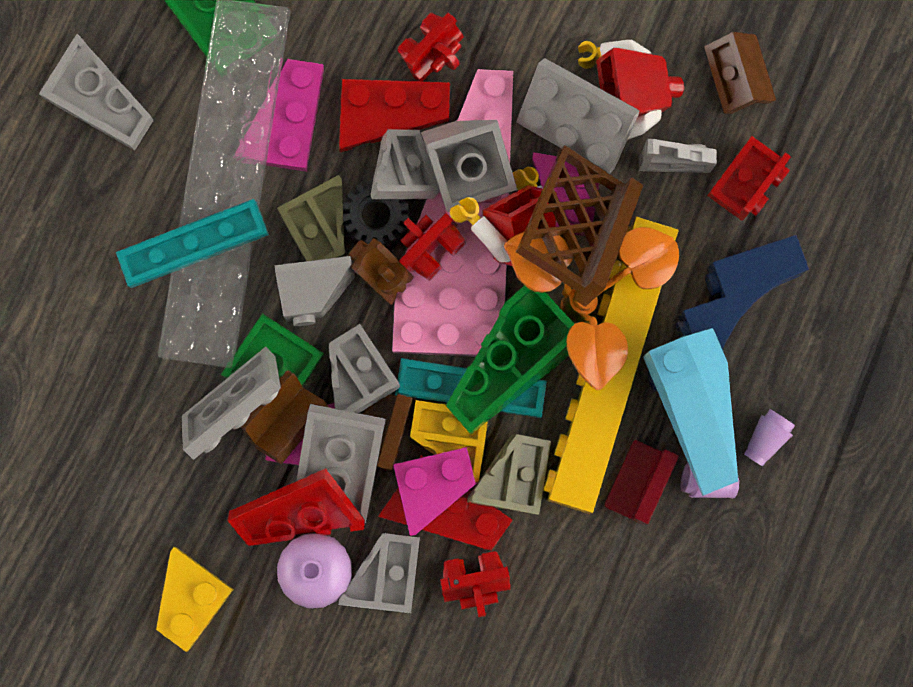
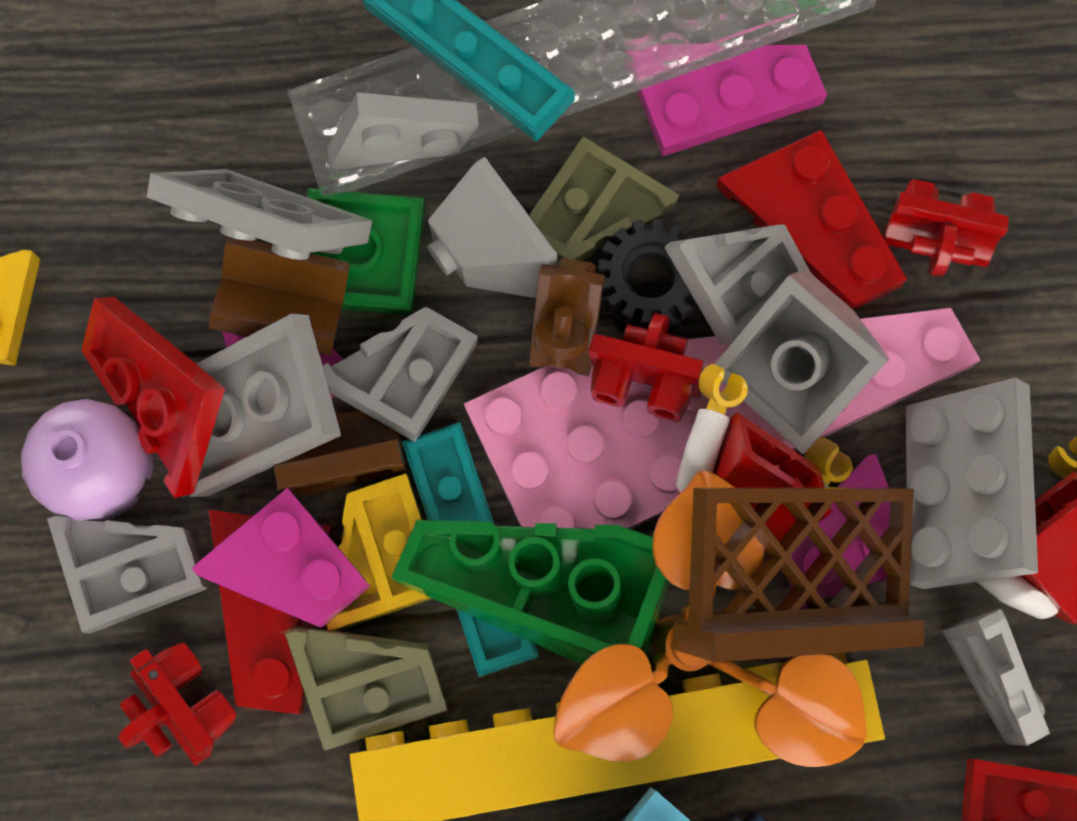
camera: 70 degrees right, 5 degrees down
(227, 304) = (399, 129): none -> light grey wing

